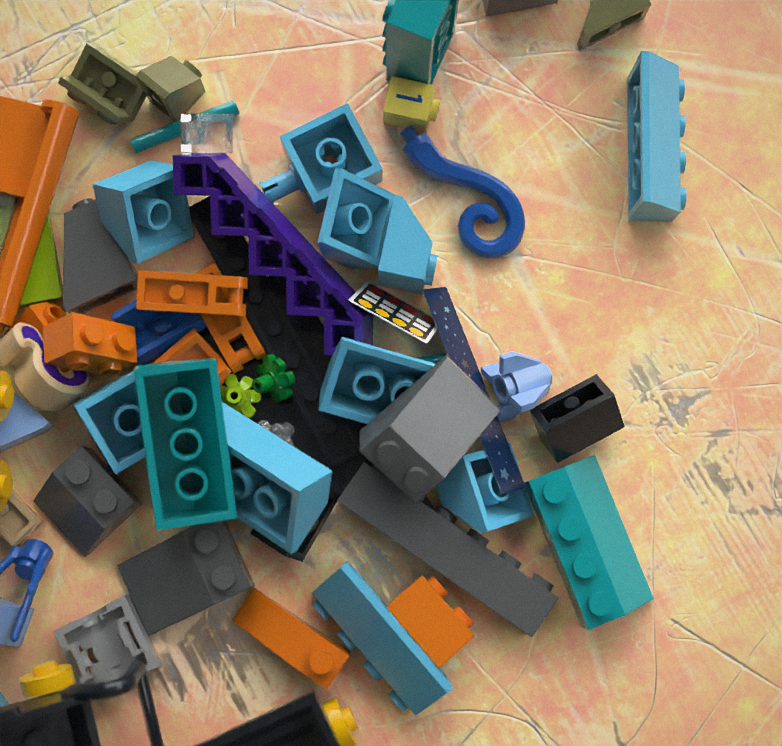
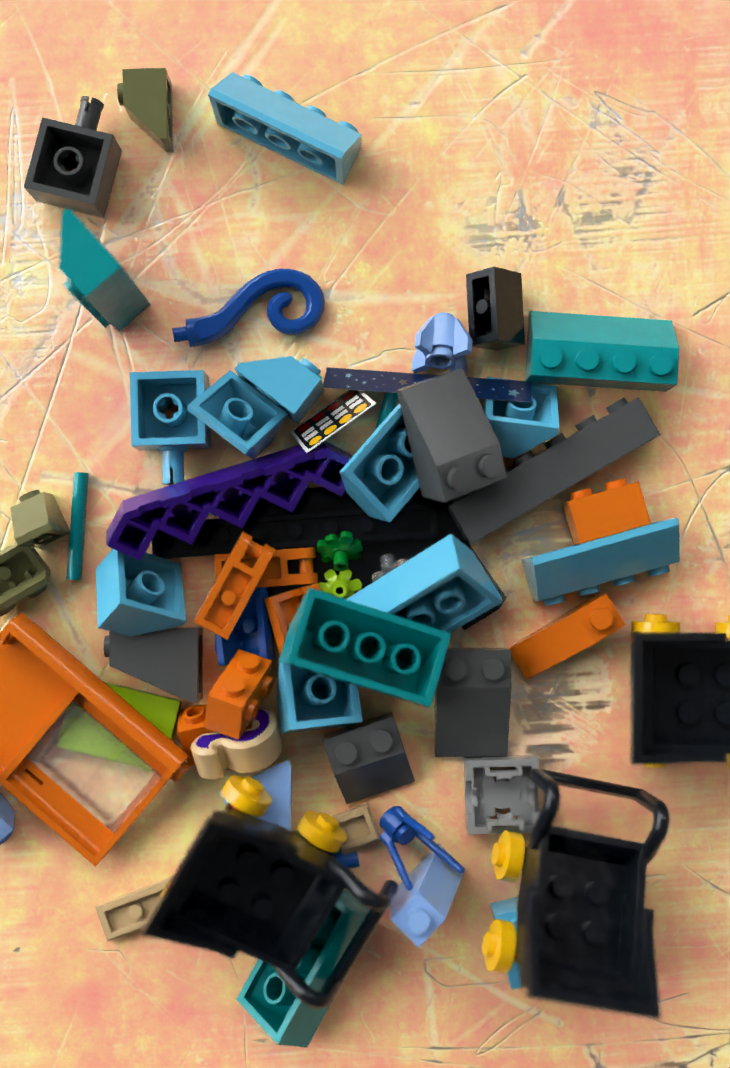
camera: 65 degrees left, 5 degrees up
(207, 133) = (96, 508): clear brick -> none
(410, 104) = (153, 320): light yellow brick -> none

